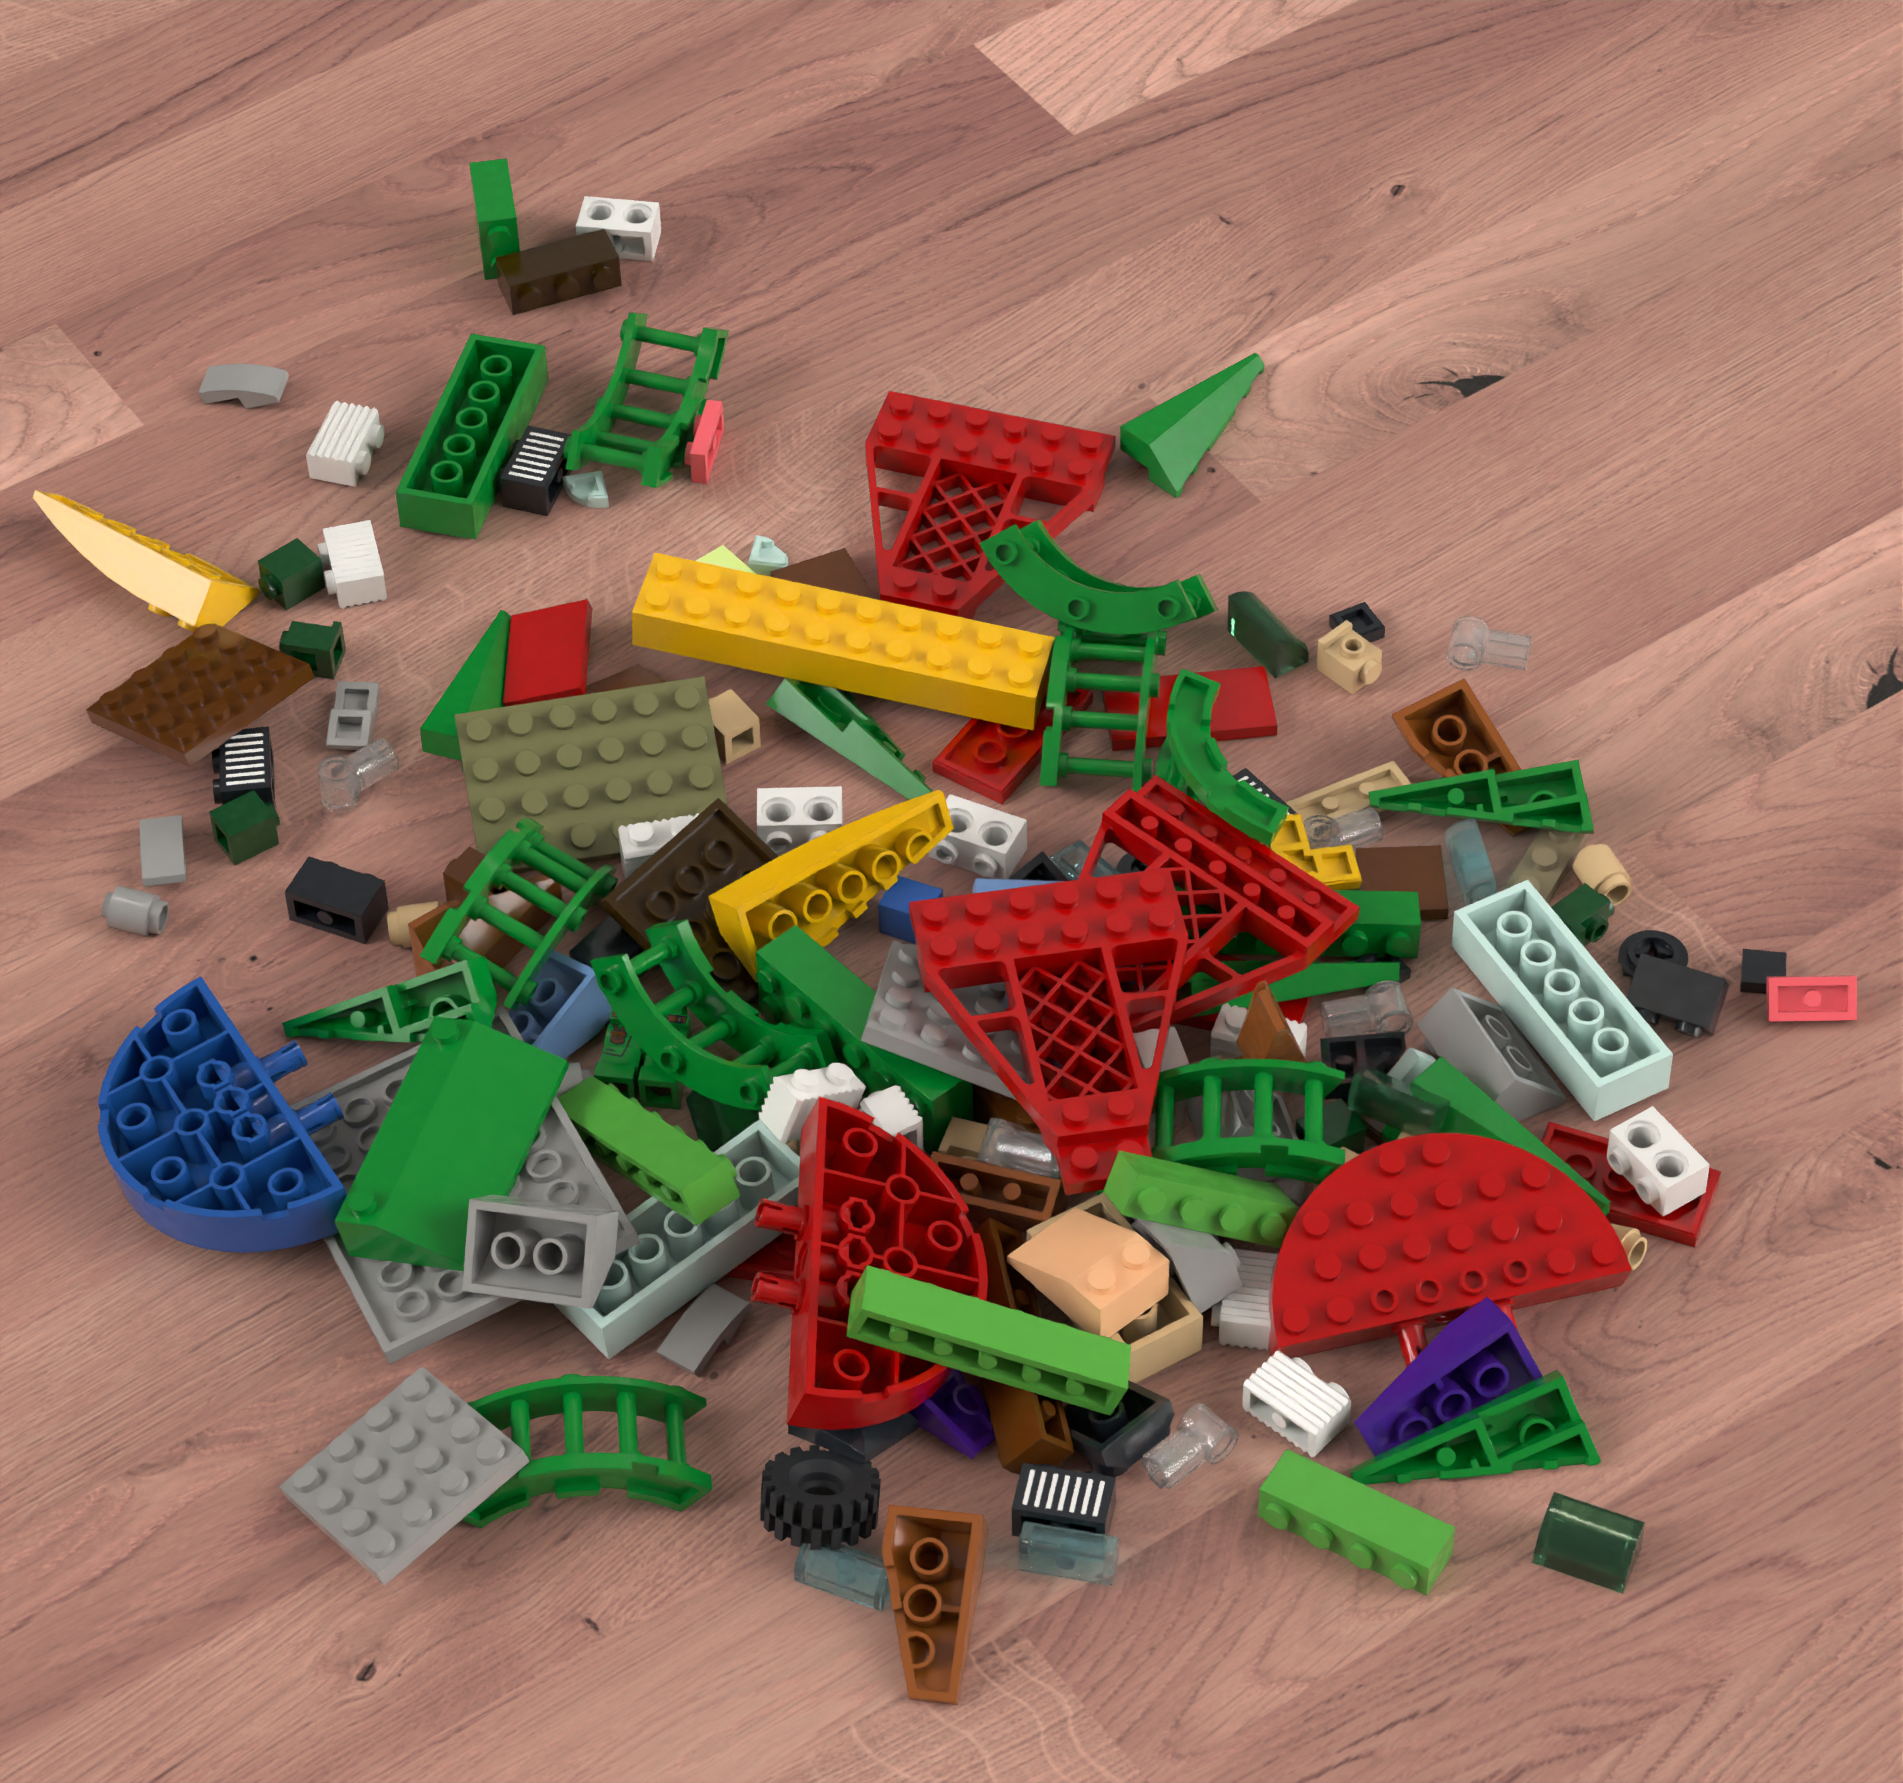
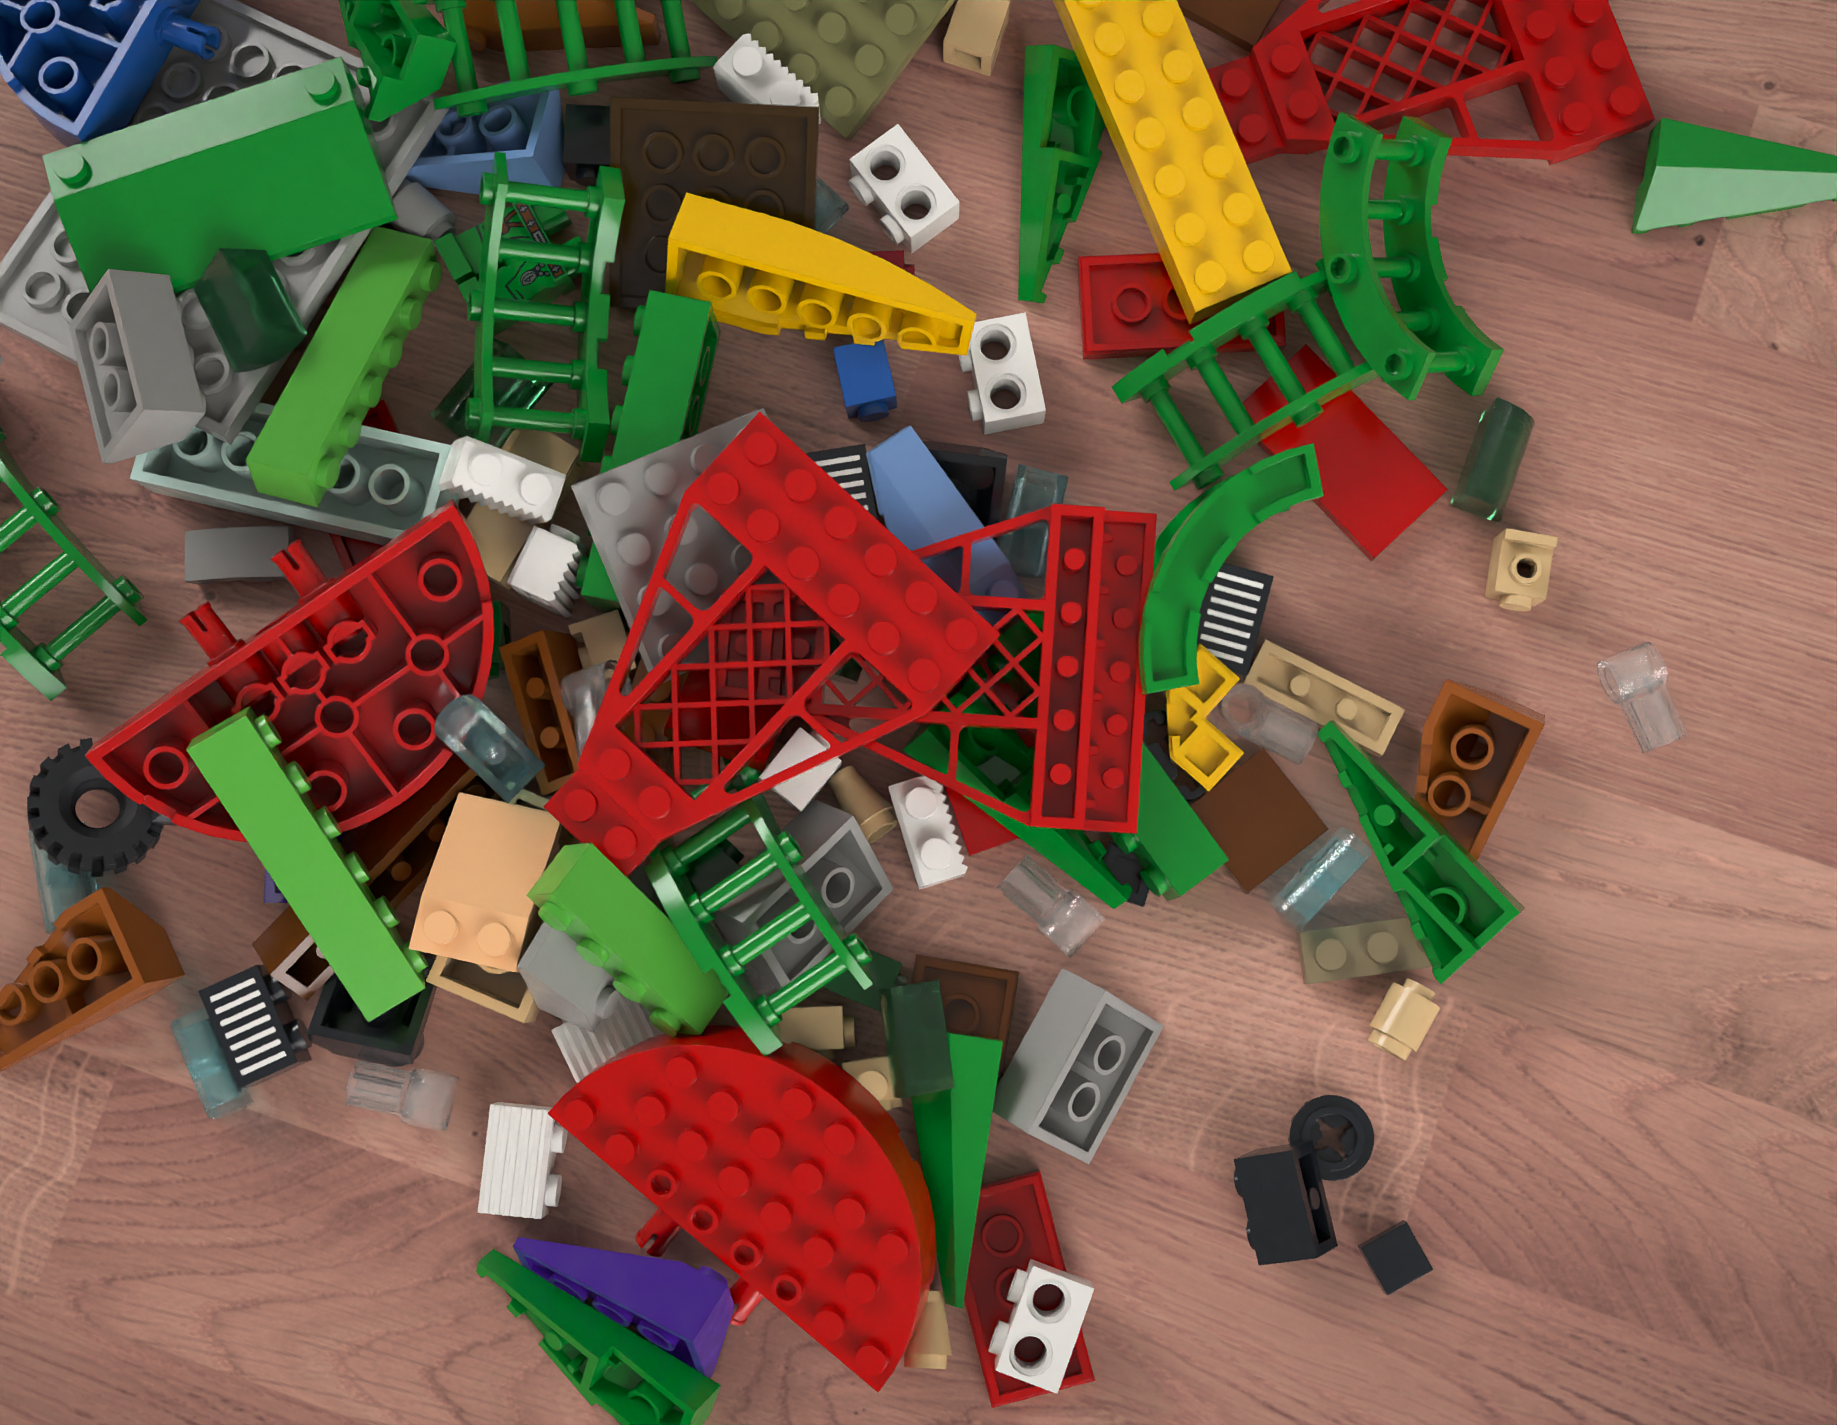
camera: 55 degrees right, 35 degrees up
(559, 1167) = (249, 308): none -> clear green brick
(993, 1203) = (487, 746): none -> clear light blue brick
(1266, 1031) = (879, 874): dark orange wedge -> none
(1356, 1522) = (417, 1308): bright green brick -> none
(1358, 1053) = (972, 941): black wing -> none
(1363, 621) = (1581, 540): black tile -> none
(1411, 1065) = (995, 1004): light aqua tile -> none
(1561, 1000) = (1193, 1092): light aqua brick -> none
(1585, 913) = (1325, 1037): dark green brick -> none
(1811, 998) = (1386, 1335): coral plate -> none

